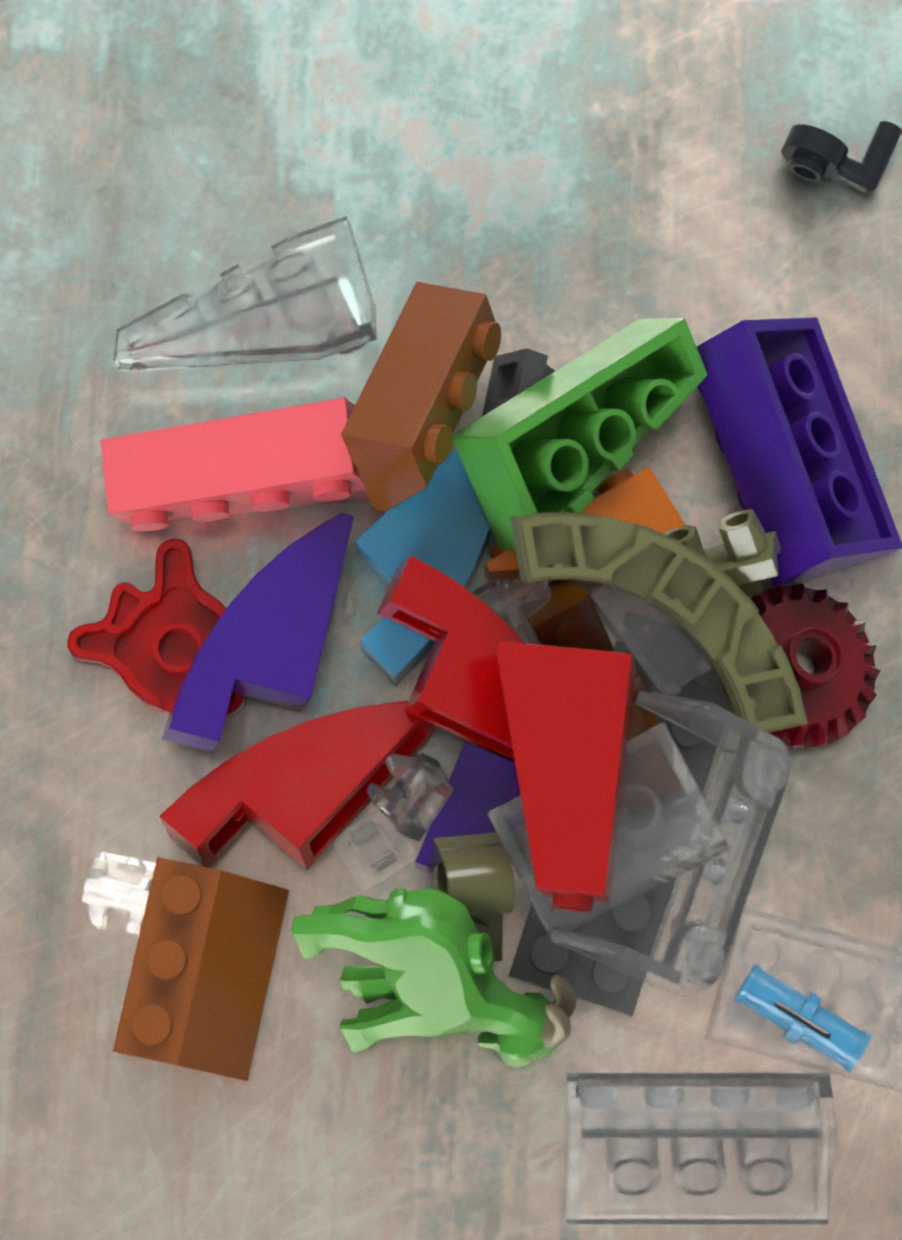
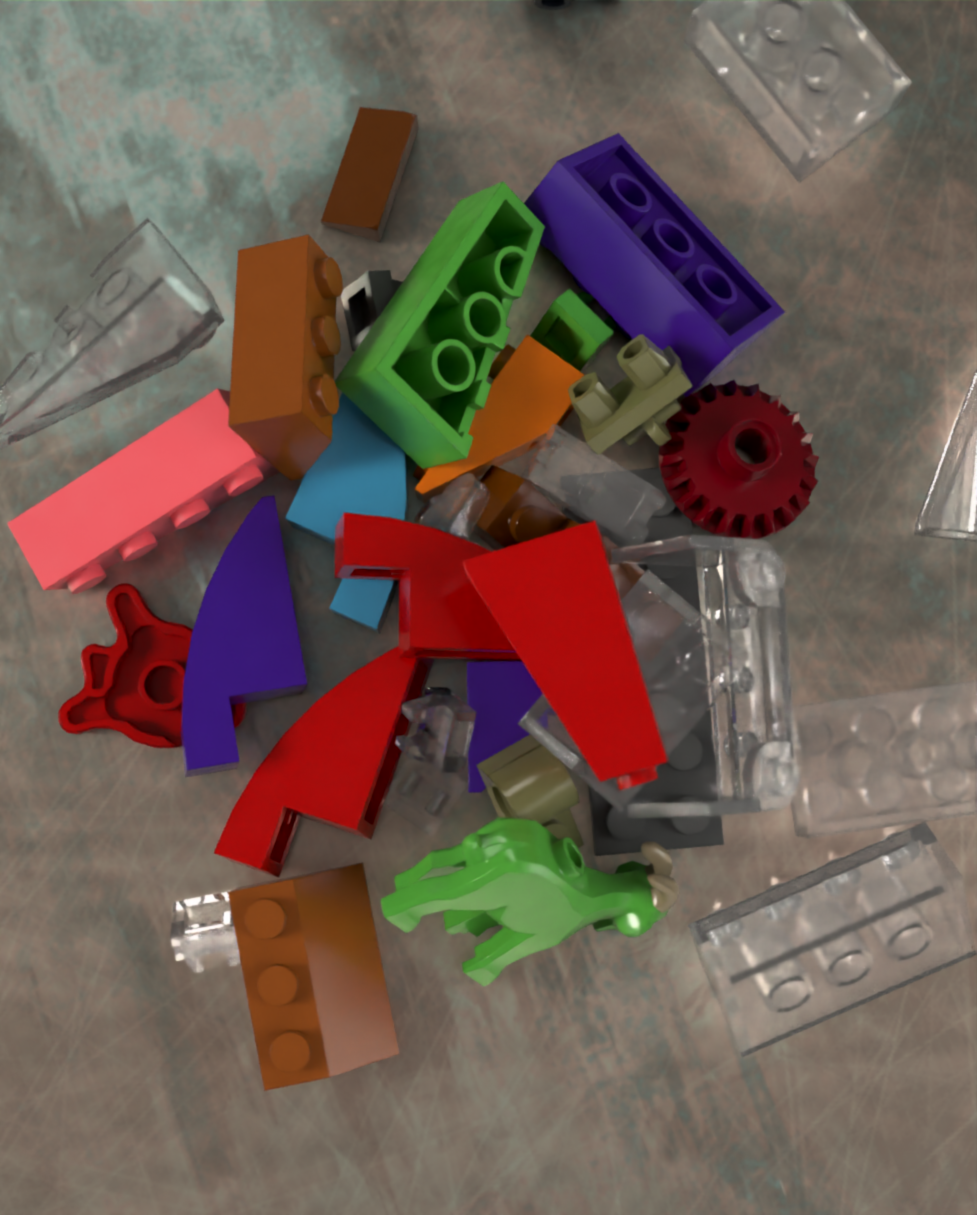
camera: 25 degrees left, 5 degrees up
(570, 259) = (371, 172): none -> reddish brown slope
(682, 587) = (606, 434): olive tile -> none
(695, 481) = (574, 329): none -> bright green tile
(842, 1043) = (889, 788): dark azure pin -> none

